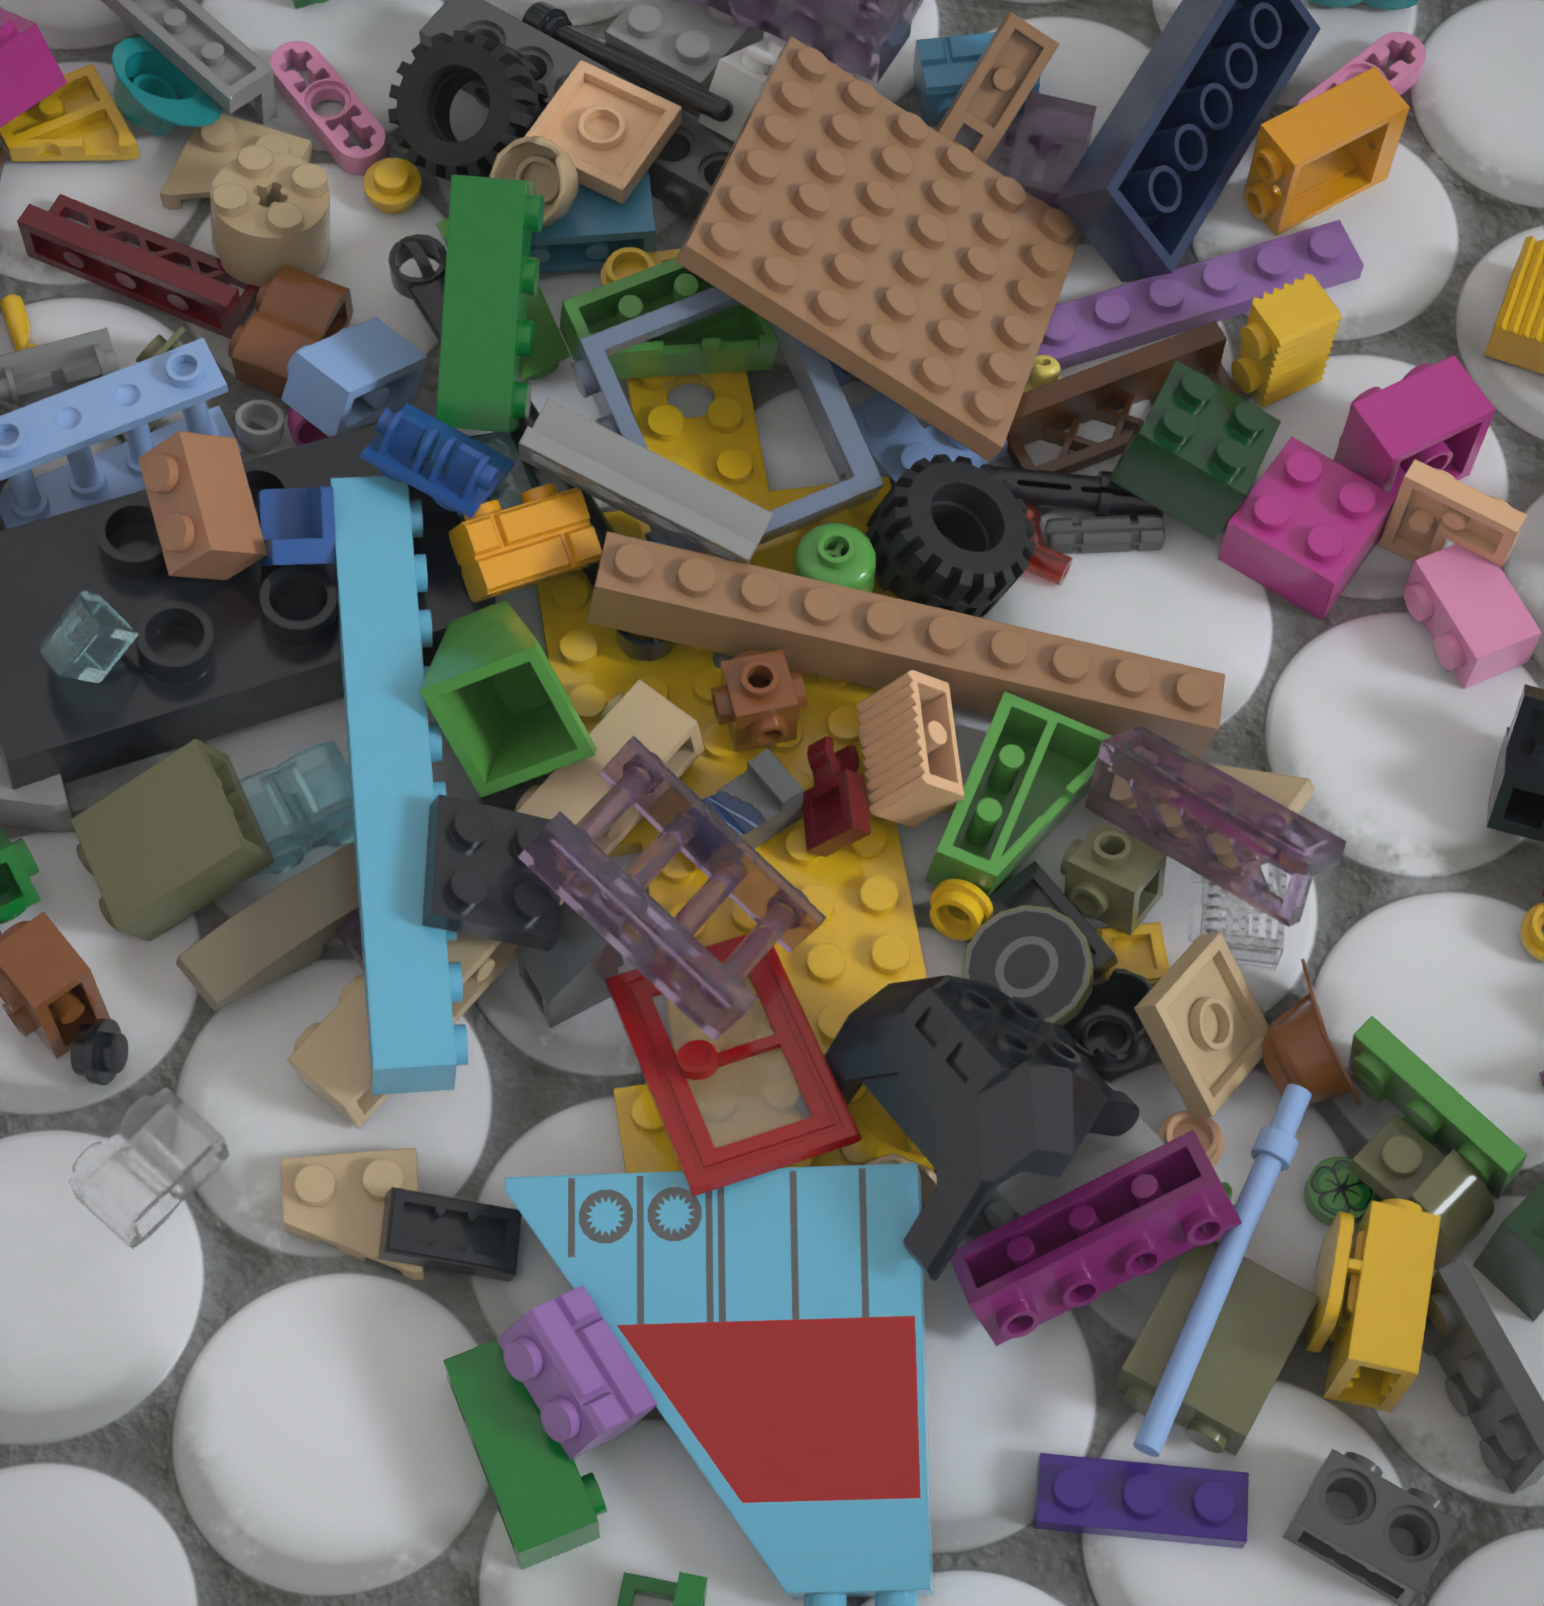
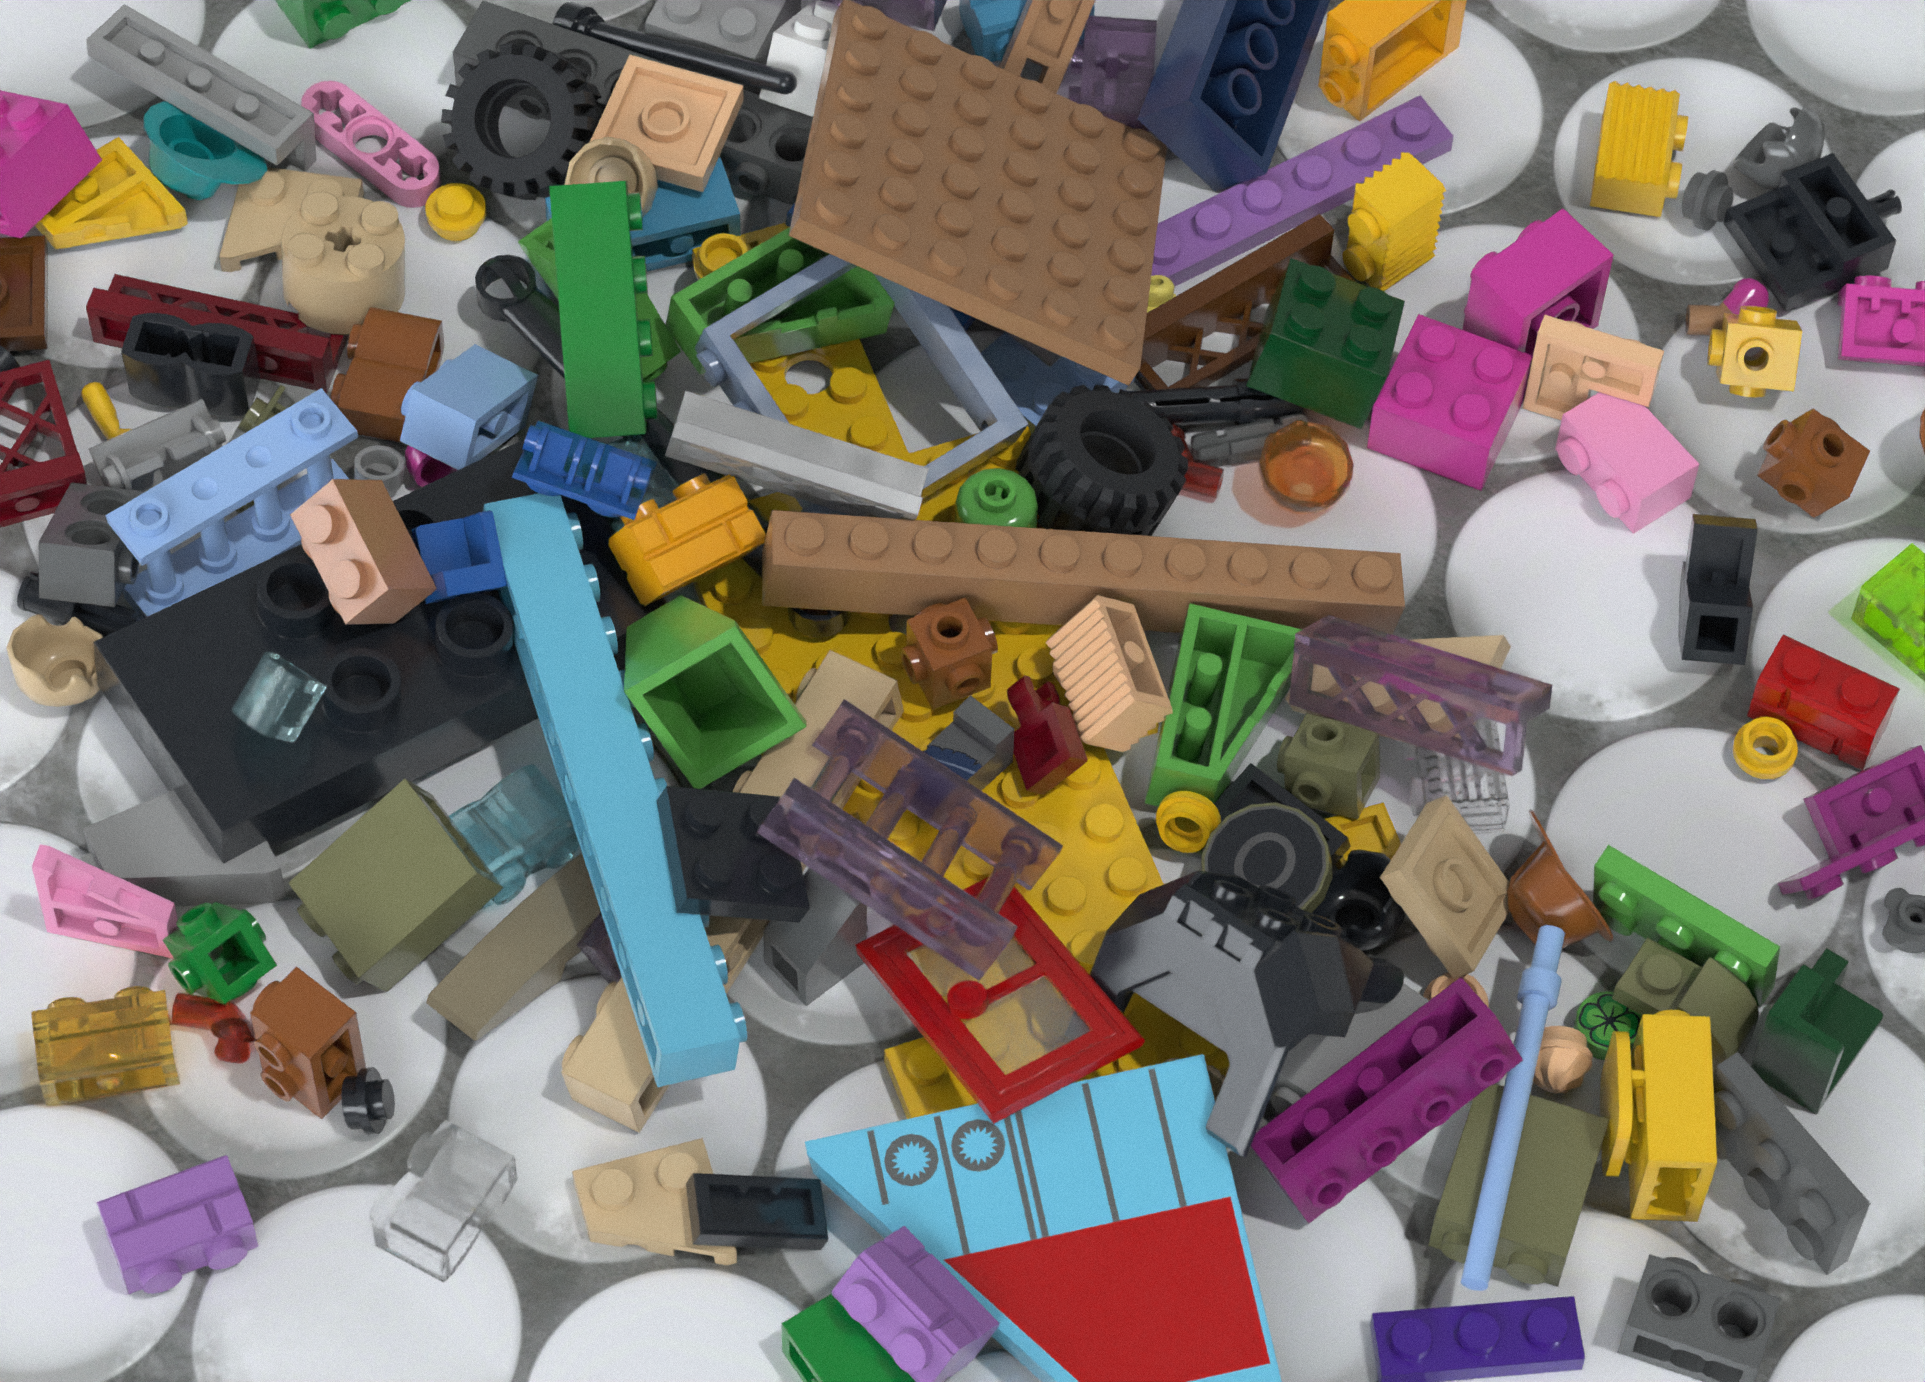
camera: 10 degrees left, 5 degrees down
(103, 291) = (181, 363): none -> black brick
(1151, 570) = (1305, 467): none -> clear orange hair
(1285, 1221) = (1562, 1059): none -> light nougat plate

